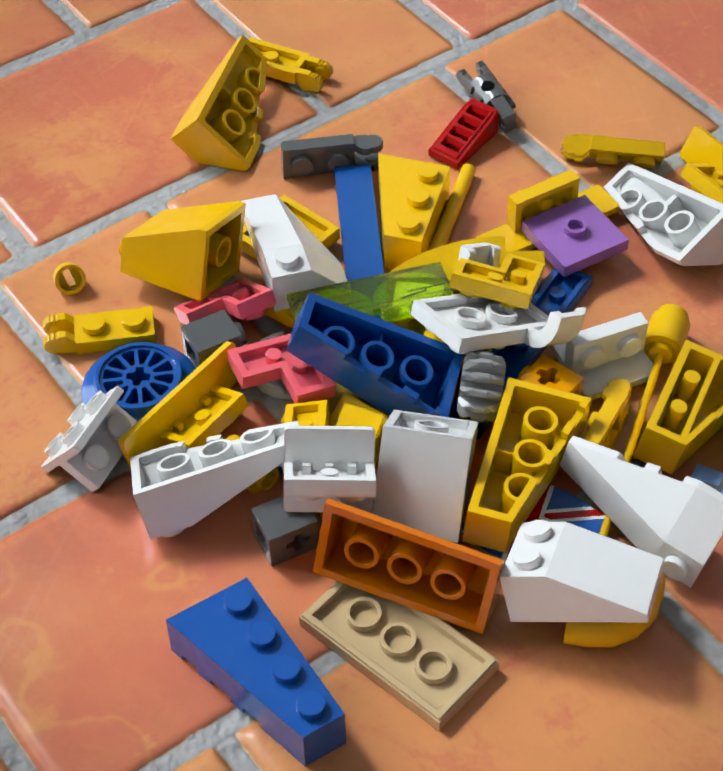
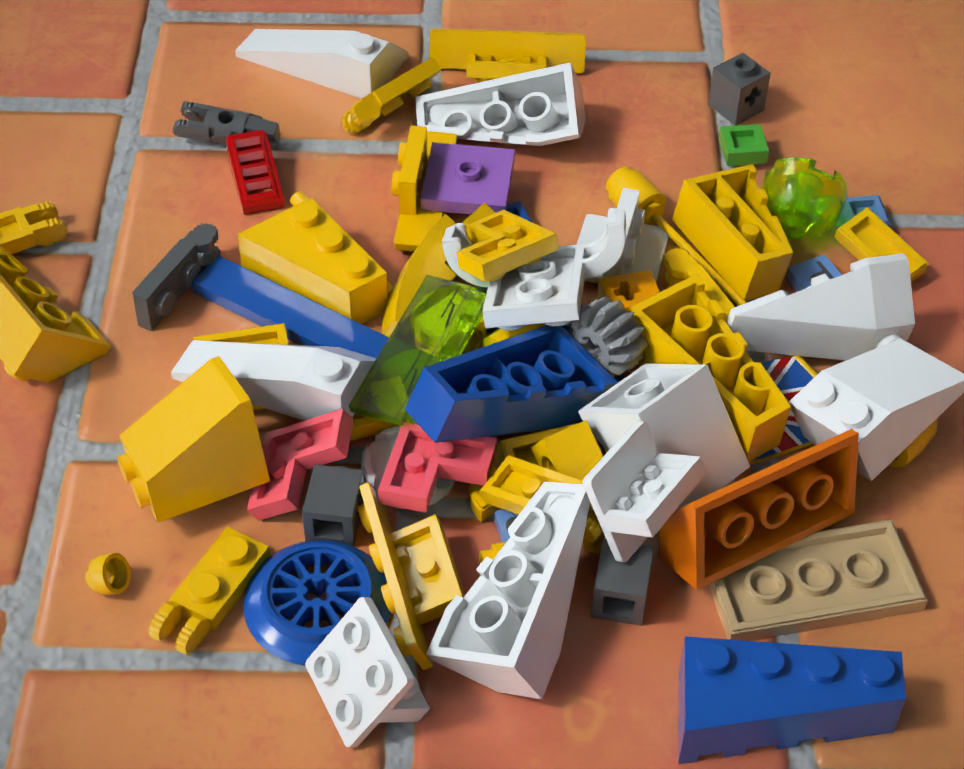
camera: 55 degrees left, 0 degrees up
(621, 102) = (330, 58): none -> white wedge

